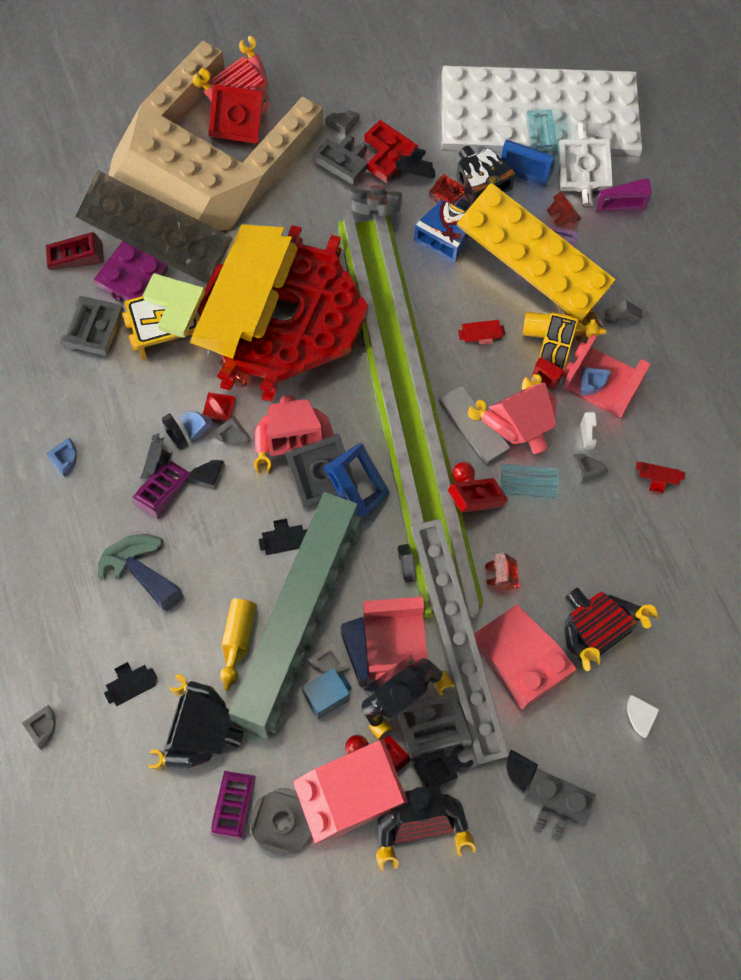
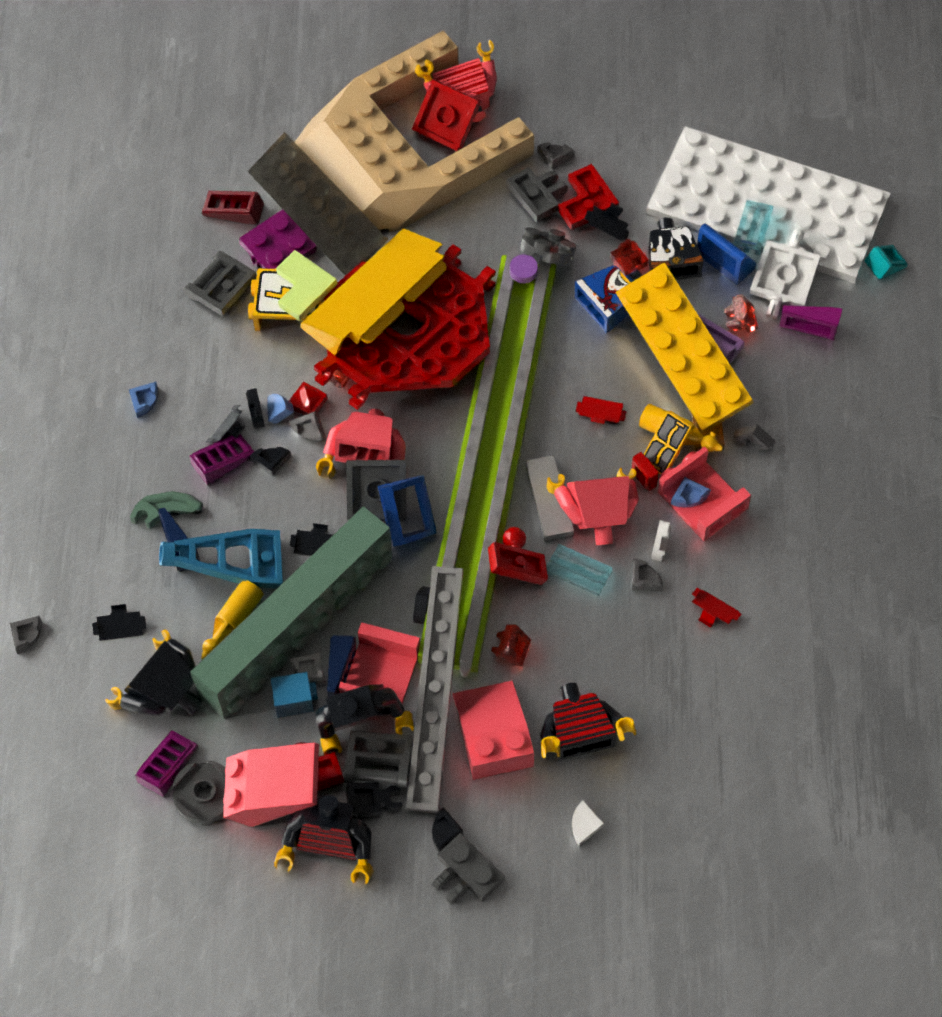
camera: 25 degrees right, 5 degrees down
(242, 569) = (263, 548): none -> dark azure plate
(365, 227) = (523, 268): none -> medium lavender tile
(657, 130) = (885, 261): none -> teal slope

